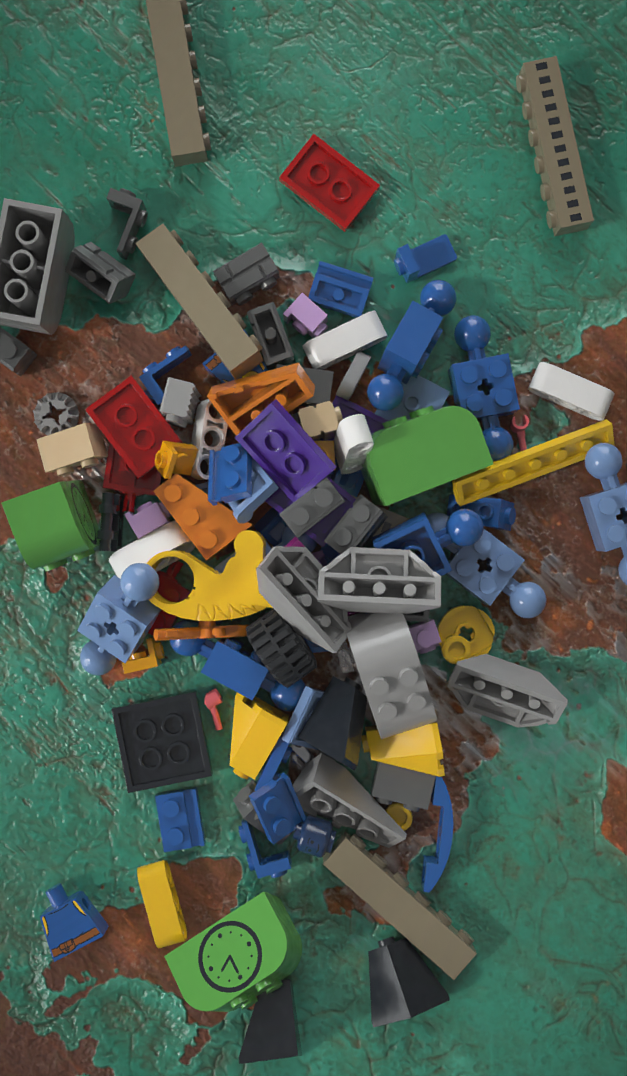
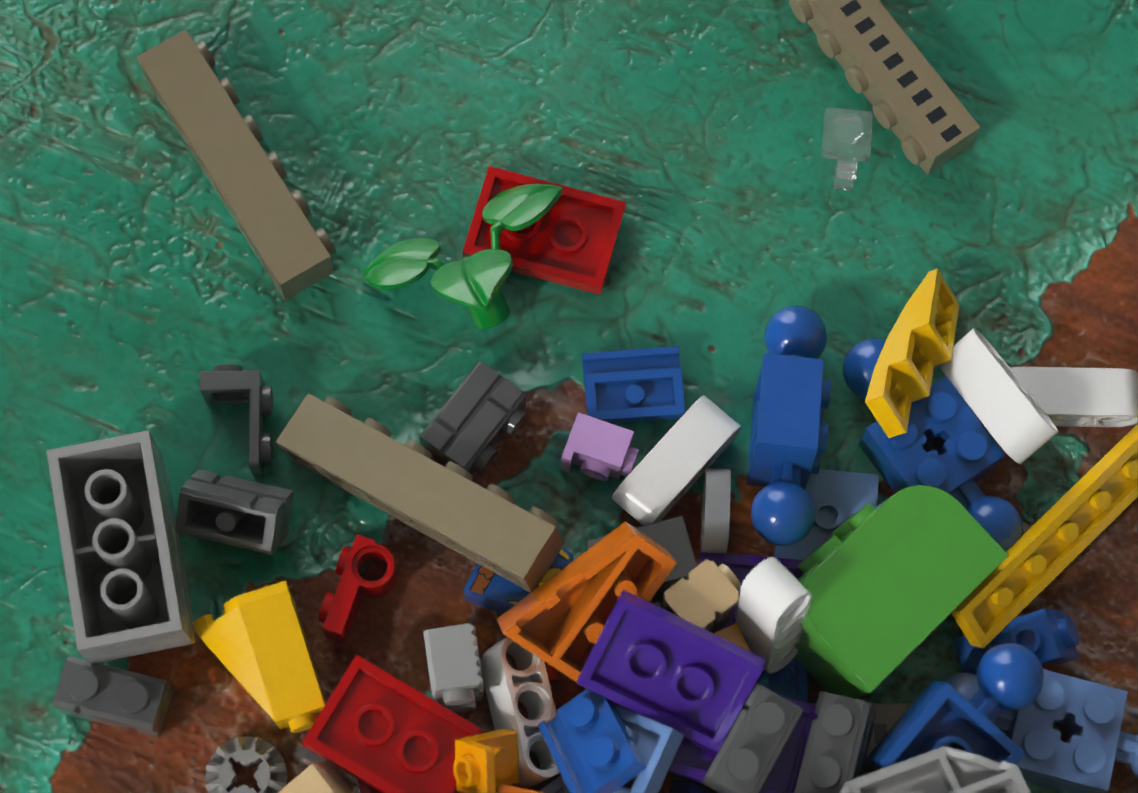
camera: 30 degrees left, 15 degrees down
(90, 355) = (267, 654): none -> yellow slope
(137, 346) = (340, 608): none -> red plate
(154, 371) = (386, 634): blue bracket -> none
(271, 335) = (546, 485): dark grey brick -> none
(278, 195) = (476, 278): none -> green plant
(424, 258) = (744, 285): blue bracket -> none
(495, 332) = (913, 348): none -> yellow slope
(517, 199) = (846, 140): none -> clear plate
(520, 430) = (1018, 491): coral hand -> none
(530, 375) = (998, 397): none -> white beam

